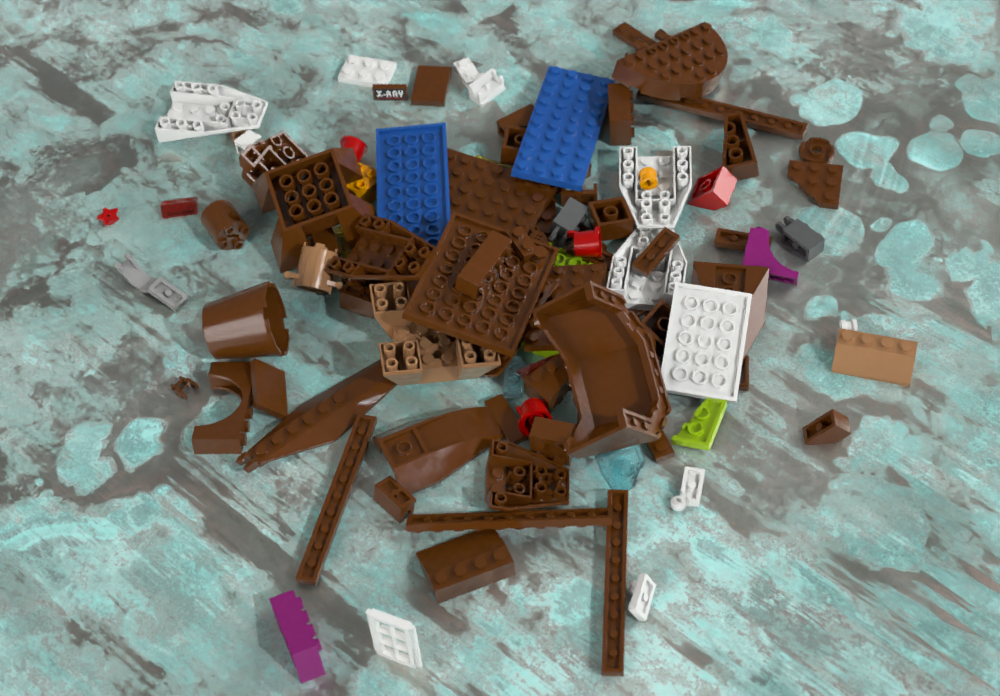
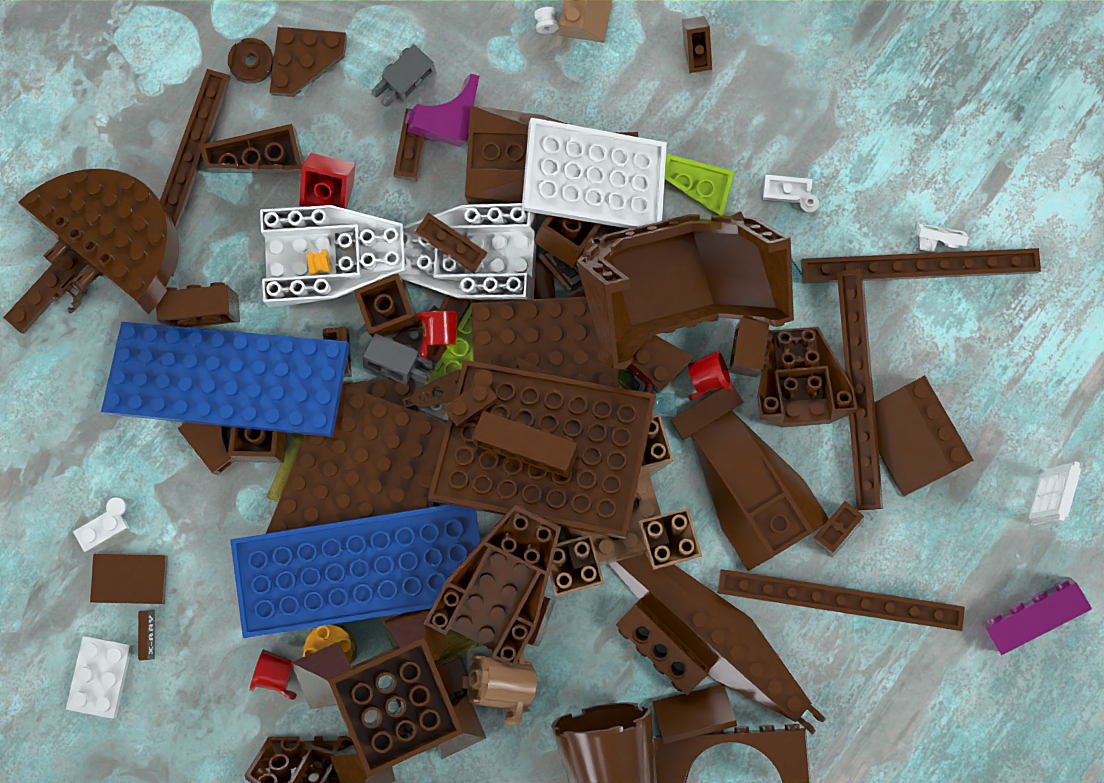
camera: 95 degrees left, 30 degrees up
(323, 375) = (660, 633): none -> reddish brown brick
(486, 87) = (138, 497): white hinge -> none

